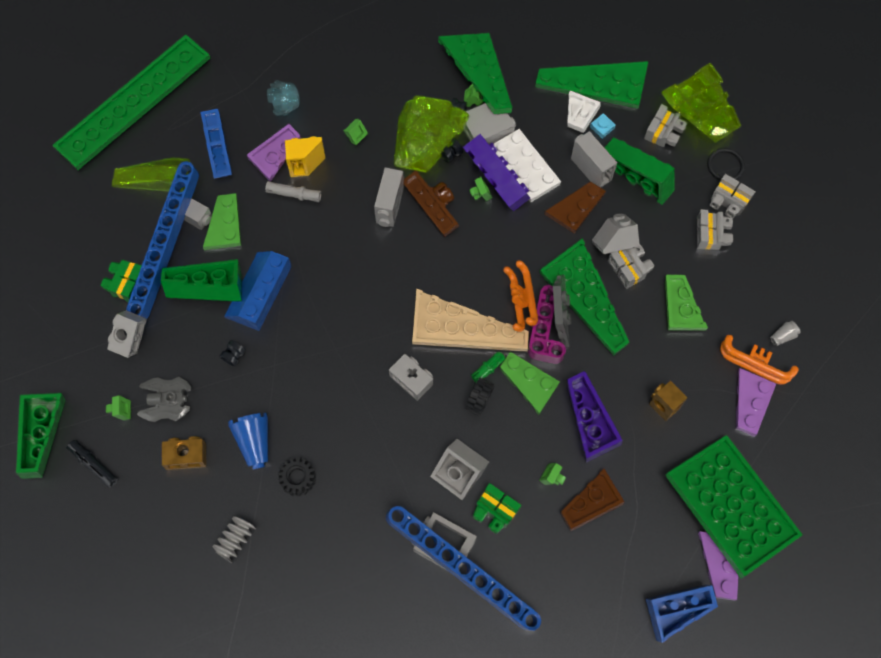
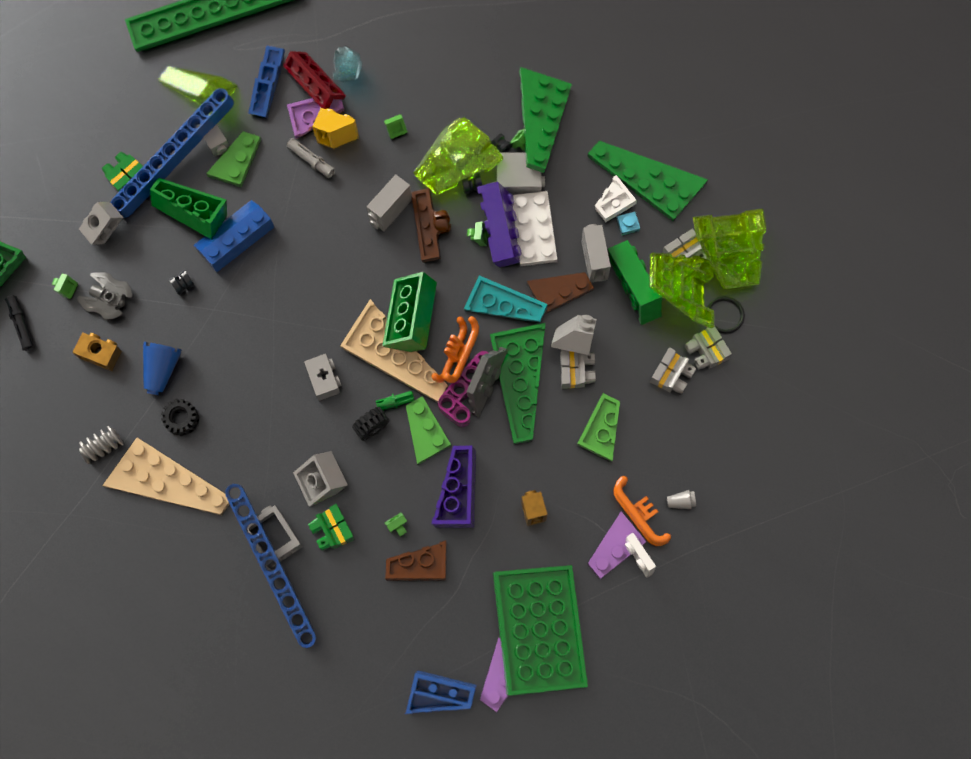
camera: 30 degrees right, 5 degrees up
(259, 123) = (313, 79): none -> dark red fence
(305, 542) = (157, 477): none -> tan wing
(460, 283) = (410, 313): none -> green slope
(535, 237) = (502, 301): none -> teal wing
(679, 150) = (682, 284): none -> clear neon green wedge
(783, 396) = (641, 556): none -> white wing

